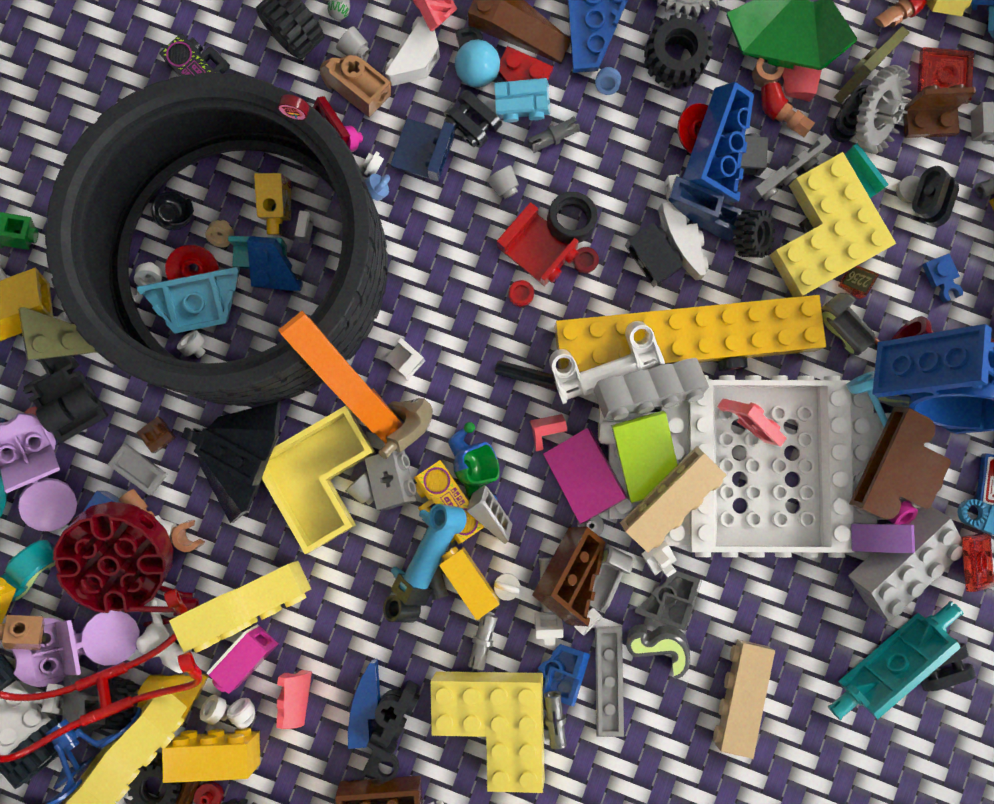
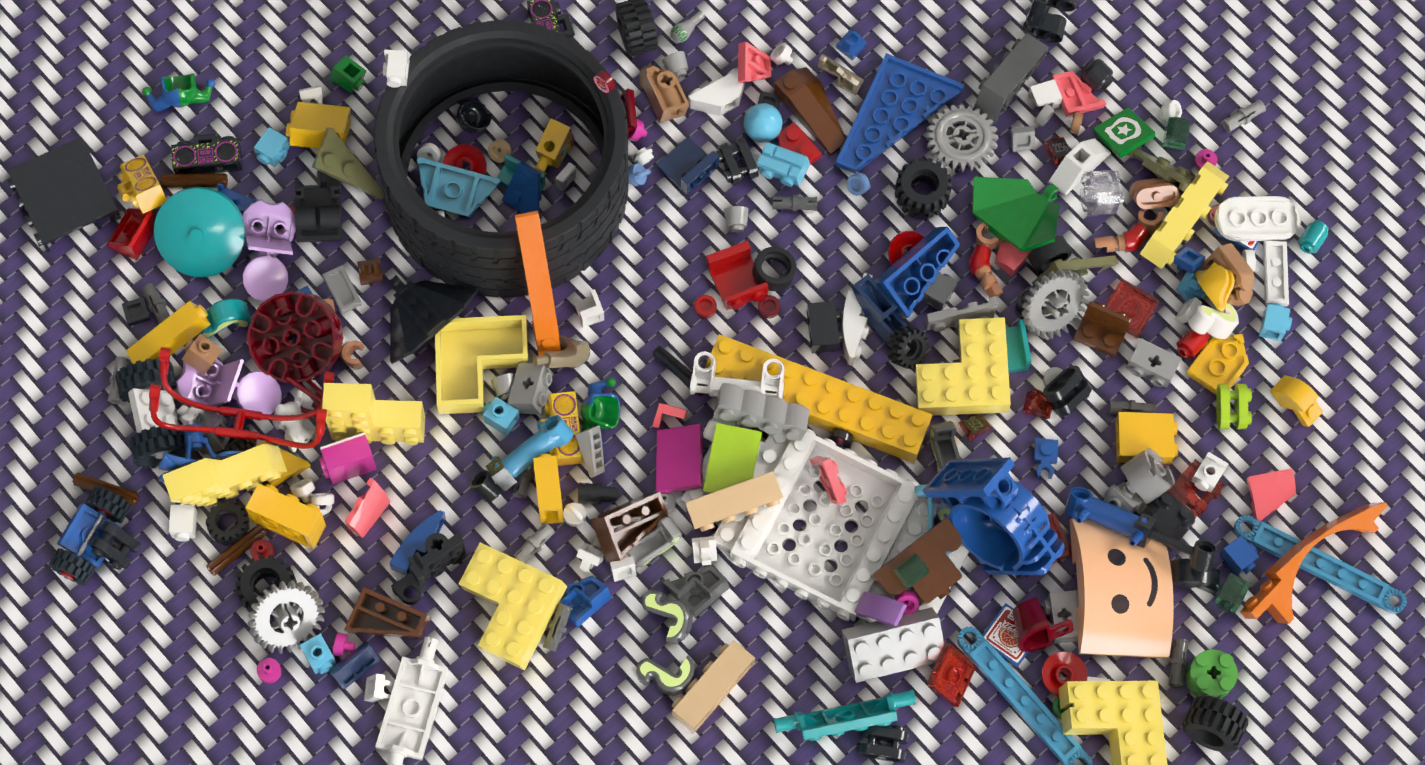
camera: 25 degrees right, 15 degrees down
(42, 213) = (396, 67): none -> white brick
(375, 523) = (500, 415): none -> medium azure brick
(519, 554) = (596, 493): none -> black hinge
(609, 681) = (614, 624): light grey tile -> none
(696, 718) = (665, 680): none -> dark grey animal
(840, 67) = (1042, 256): none -> black tyre
(904, 487) = (911, 571): none -> clear green piece
(906, 225) = (1037, 404): none -> clear red slope

